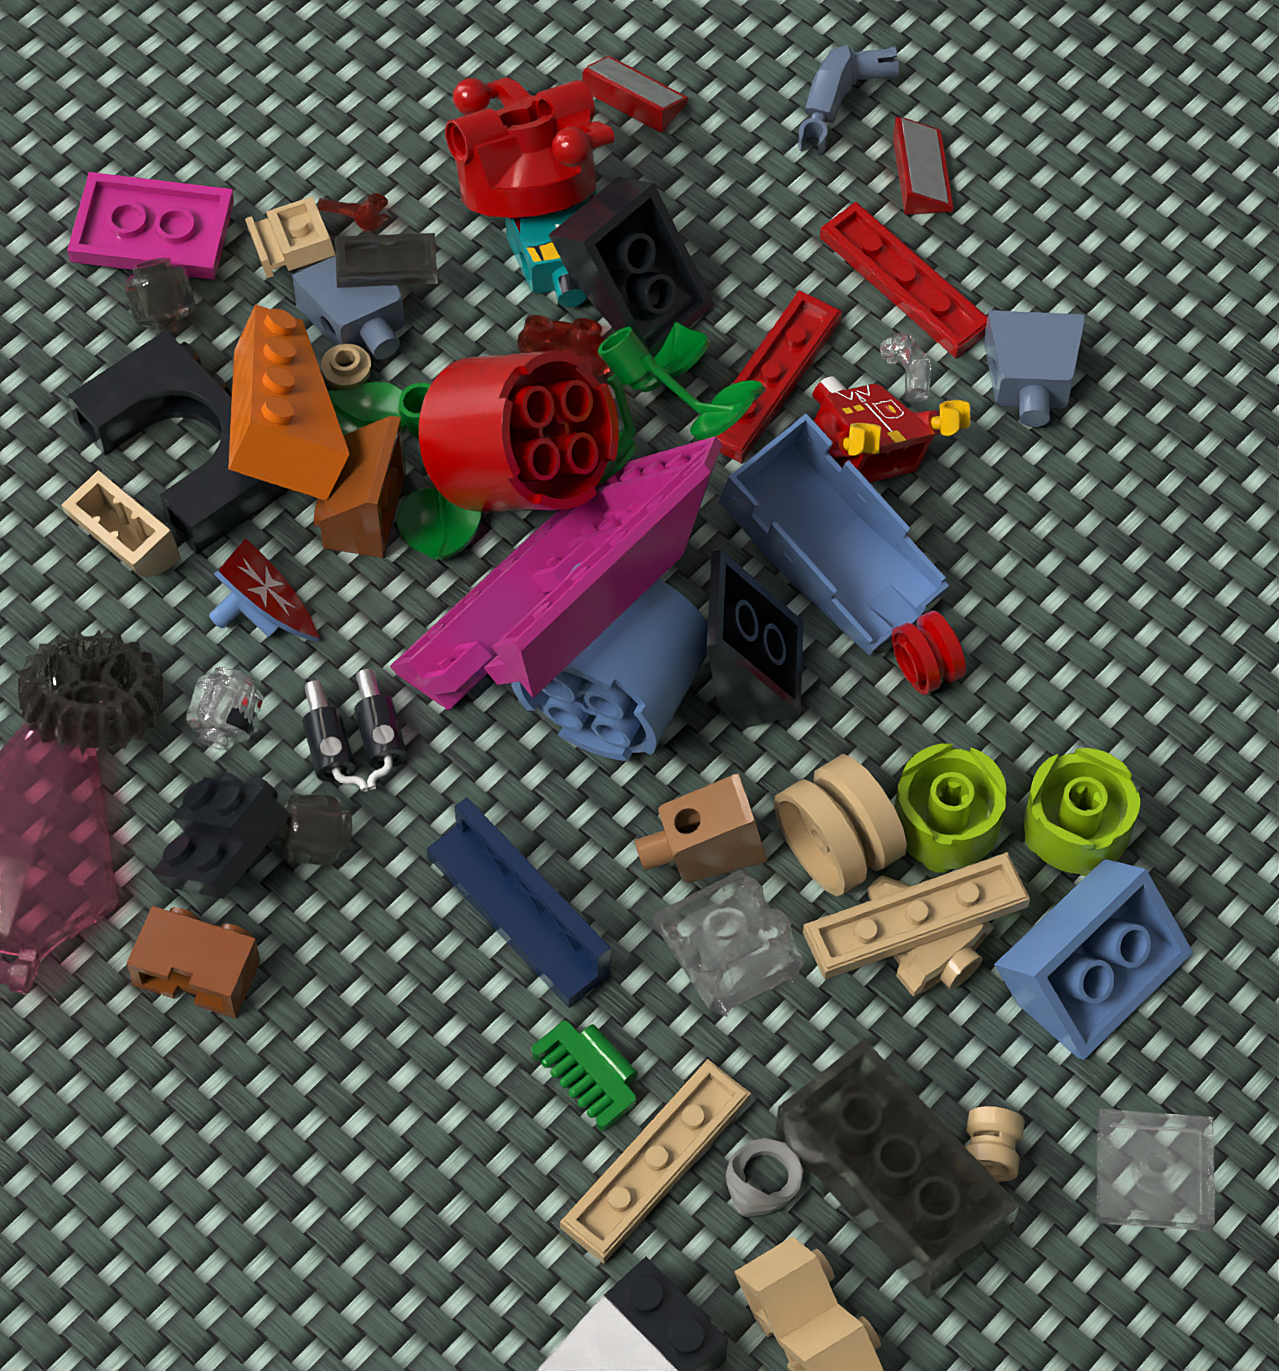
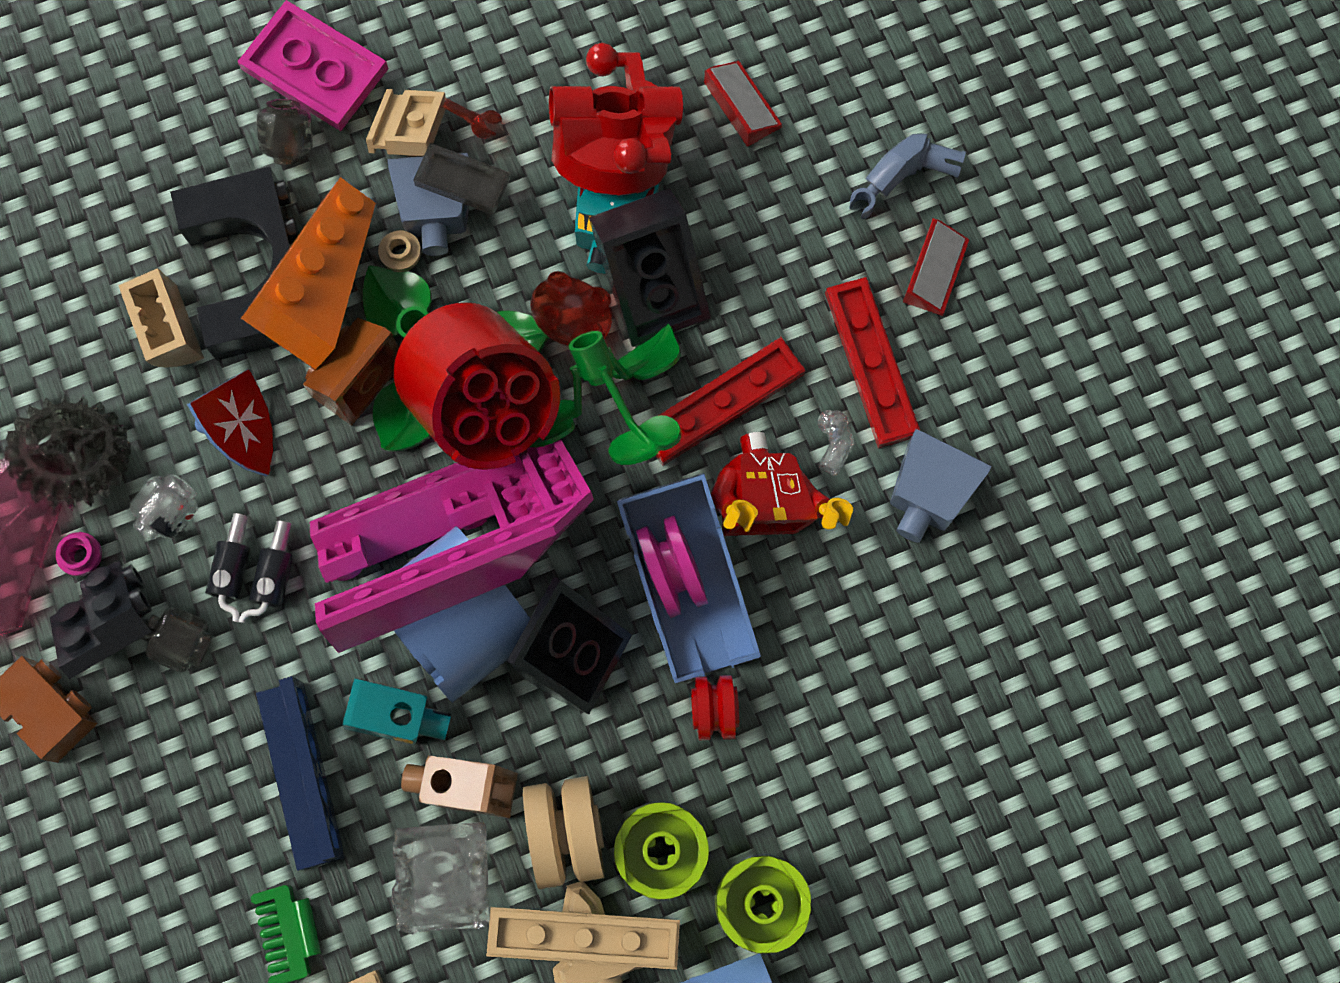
camera: 25 degrees right, 15 degrees up
(148, 784) = (67, 548): none -> dark pink plate
(587, 797) = (371, 709): none -> teal torso
(817, 523) = (672, 566): none -> dark pink wheel

